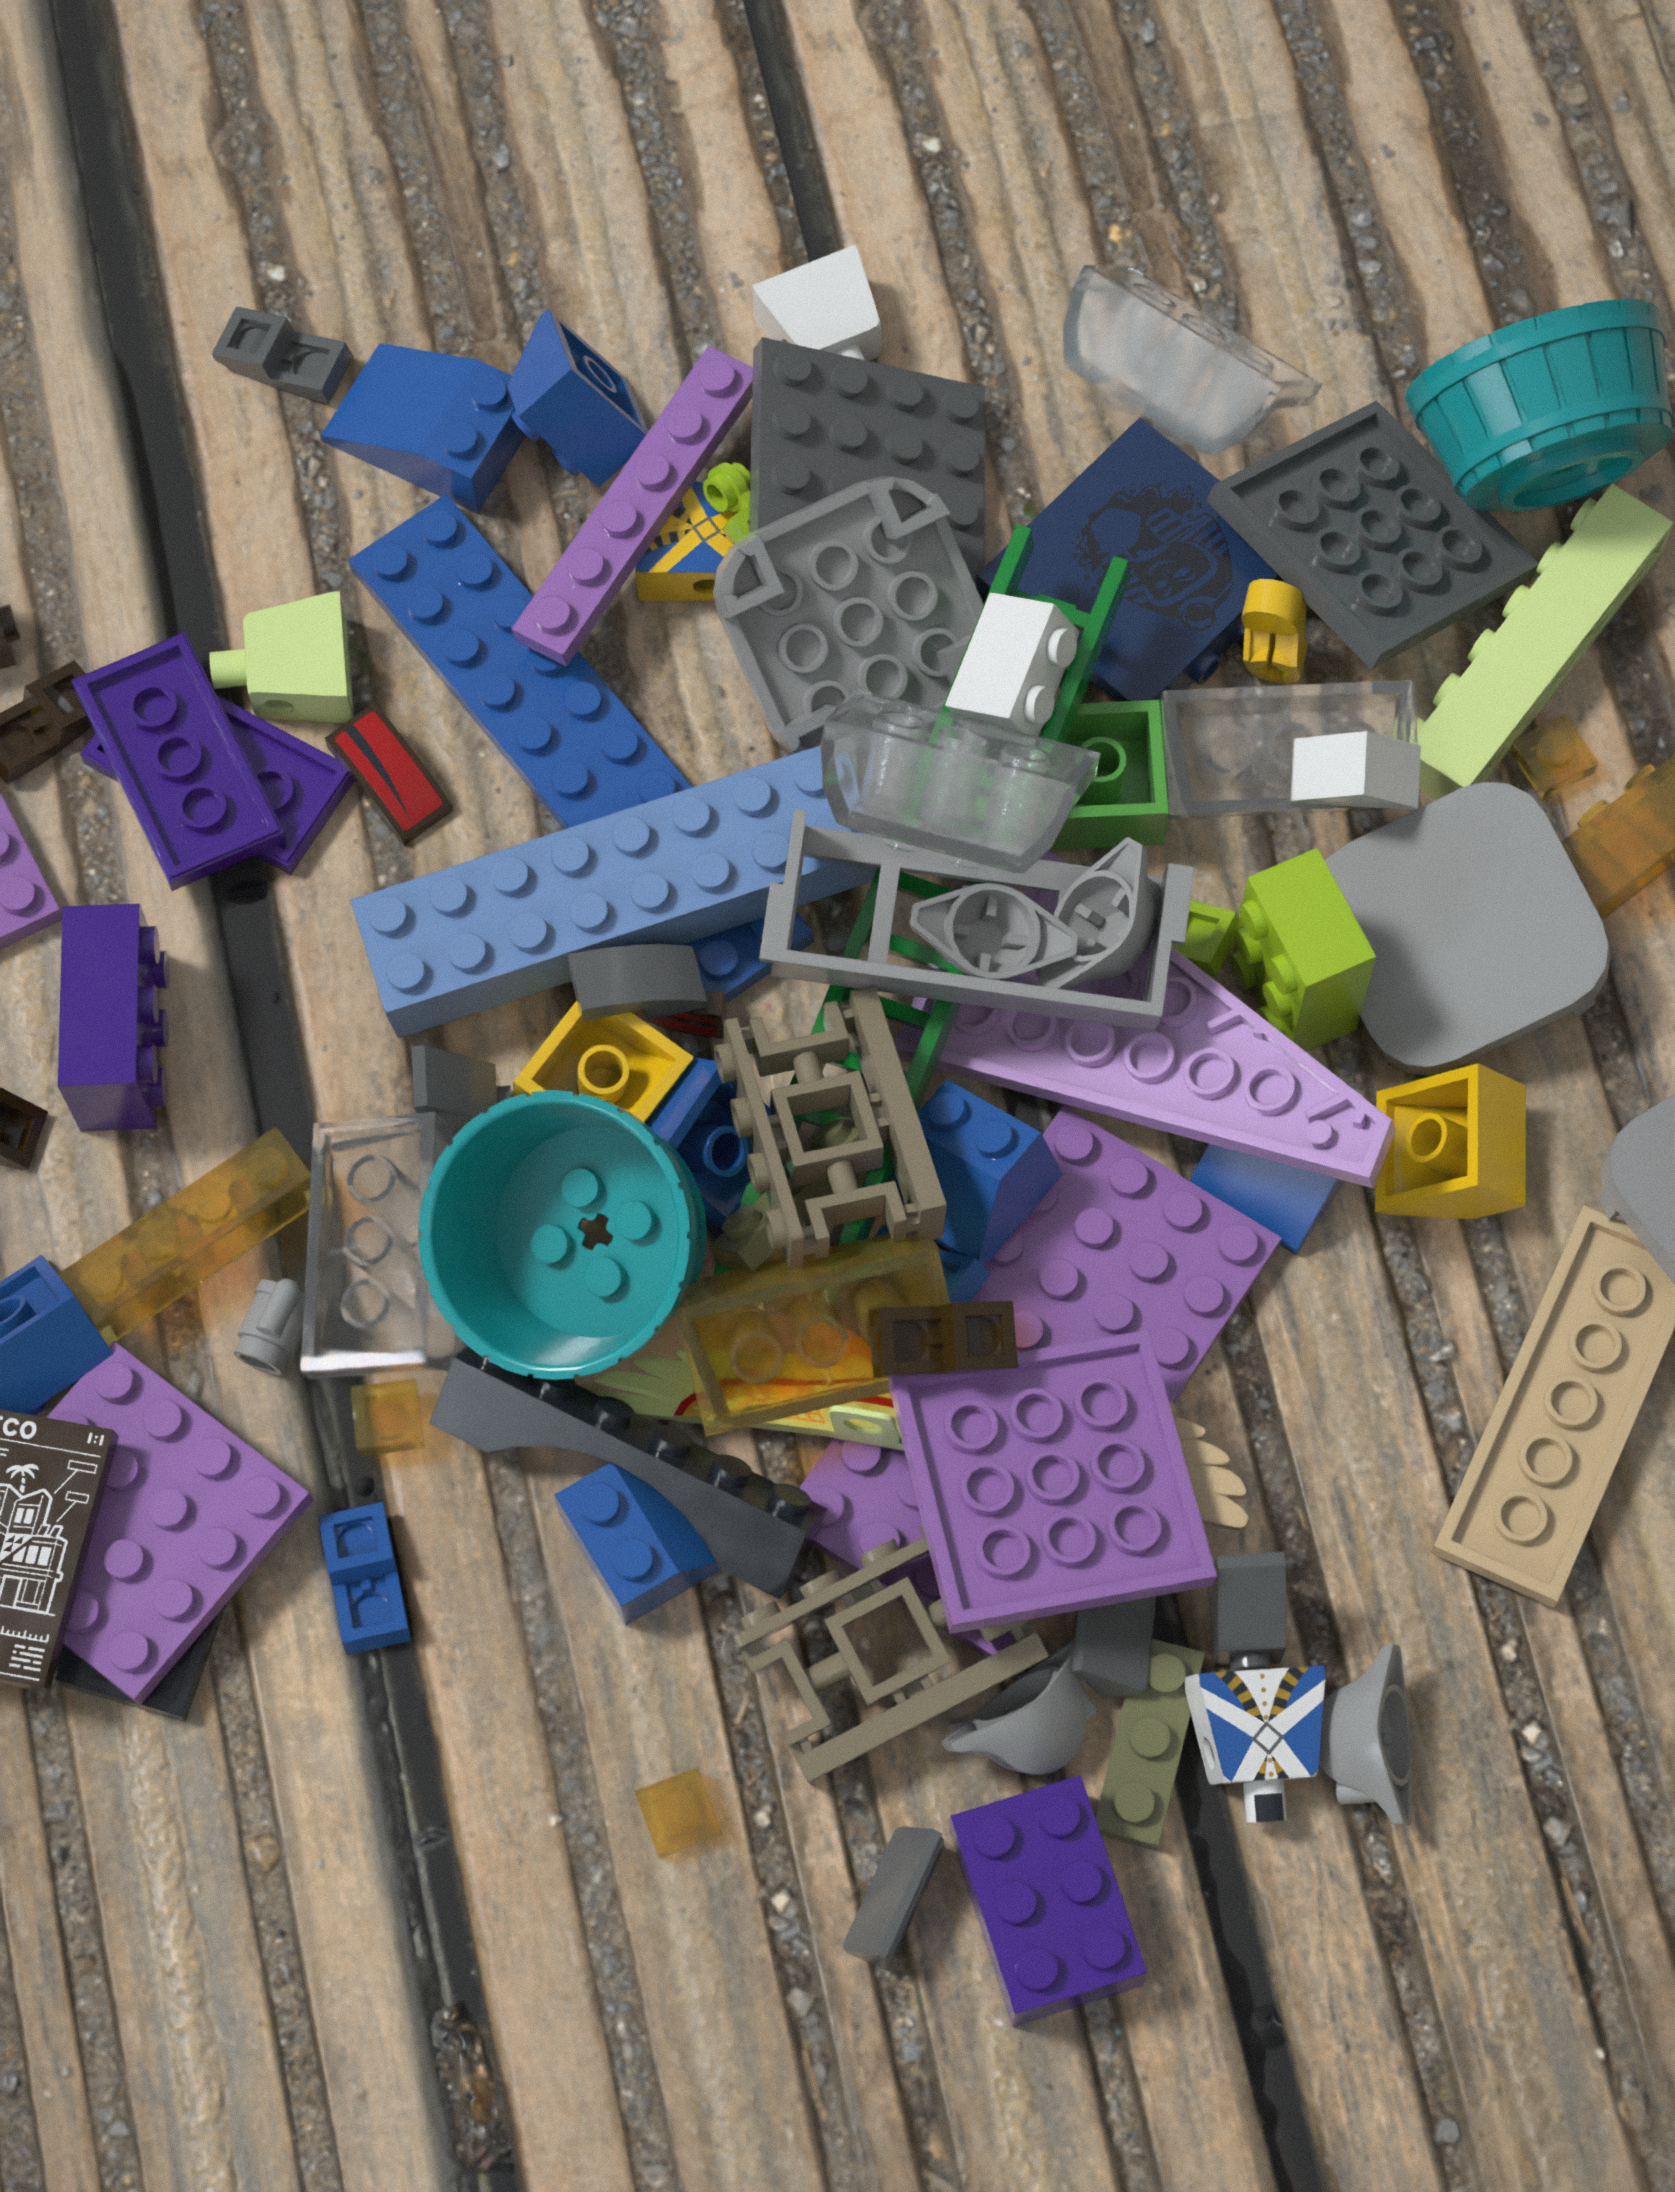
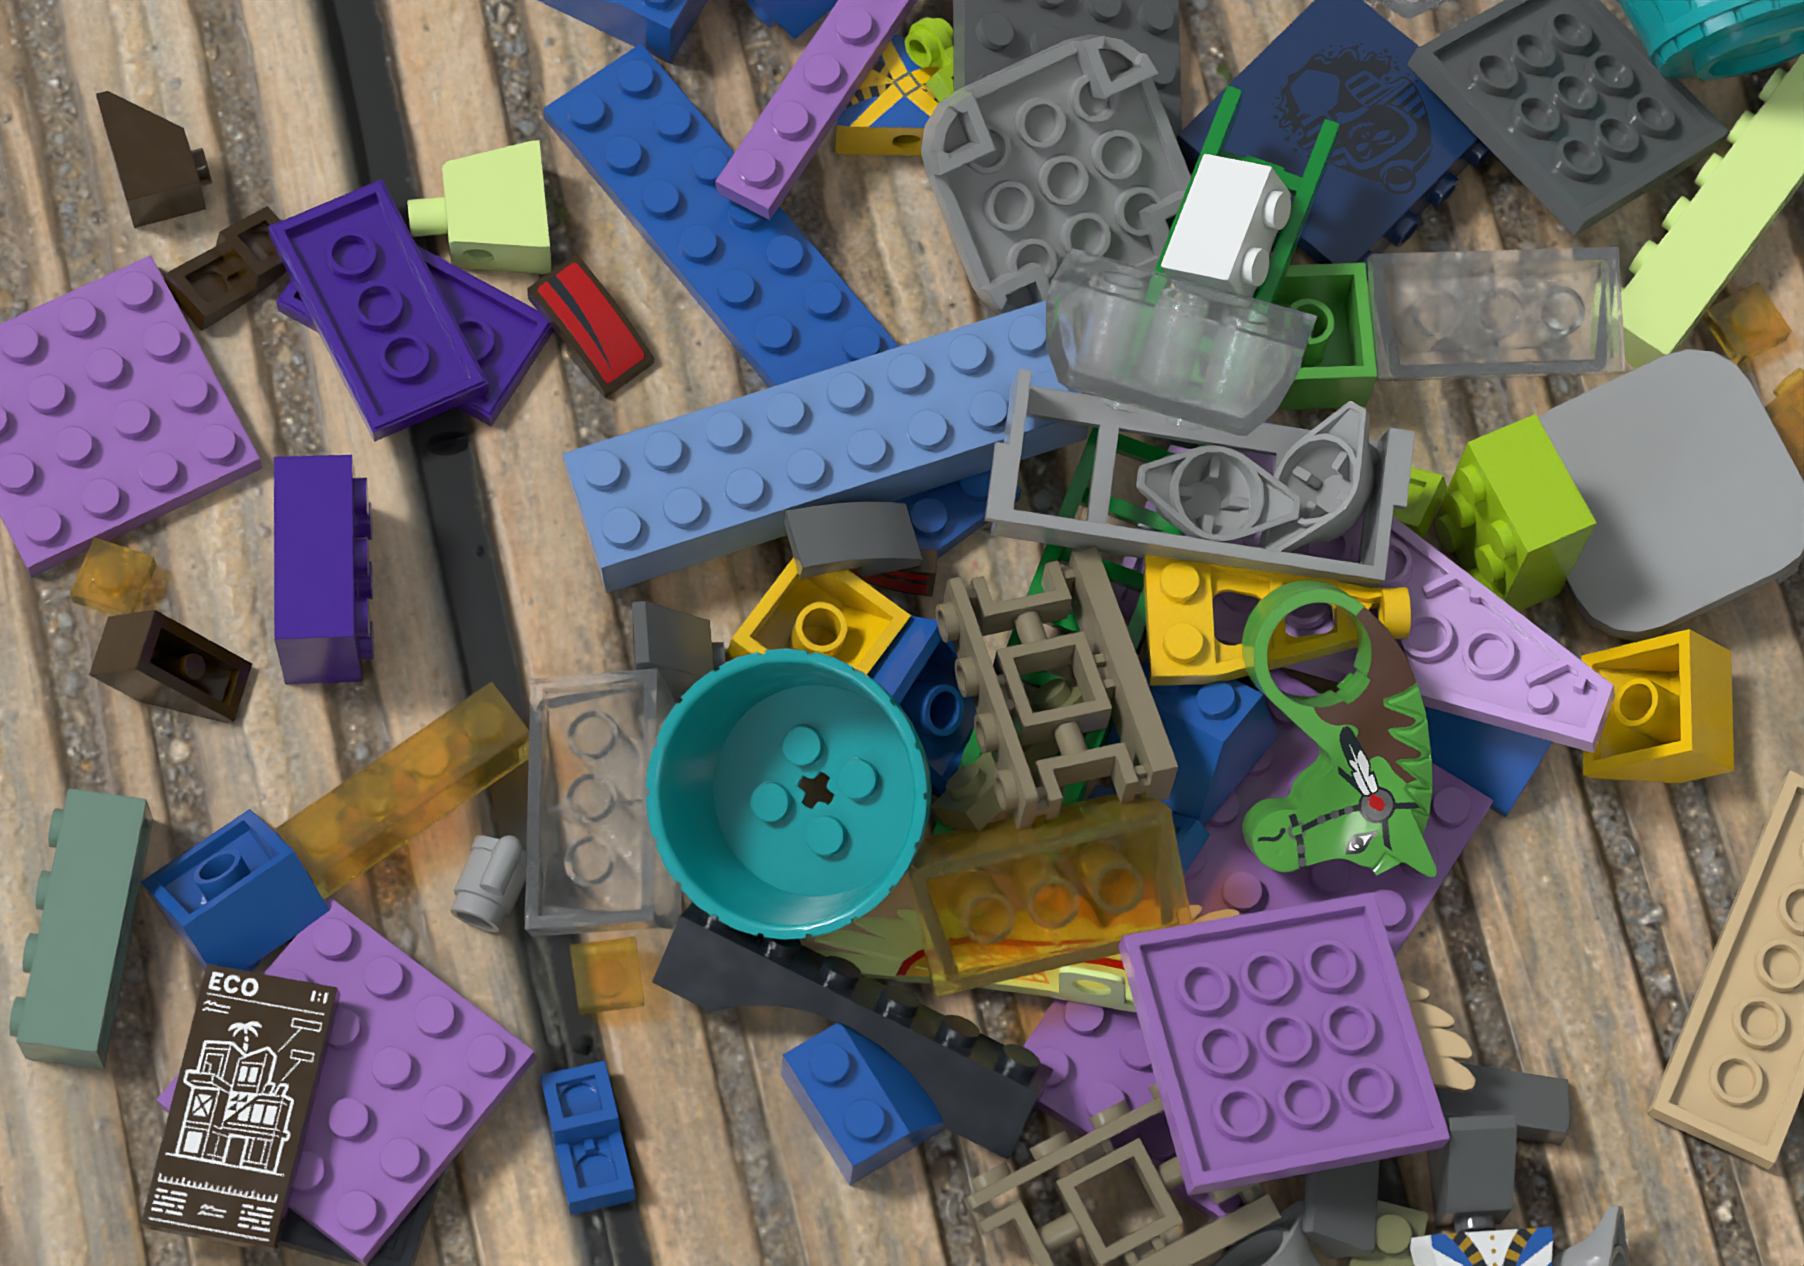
camera: 10 degrees left, 0 degrees up
(943, 1339) = (1175, 900): dark brown slope -> none
(960, 1061) = (1182, 623): none -> yellow plate
(1152, 1212) = (1374, 765): none -> bright green animal
(1274, 631) = (1474, 195): yellow piece -> none
(1312, 1541) = (1537, 1101): none -> dark grey slope
(1355, 771) = (1562, 337): white slope -> none

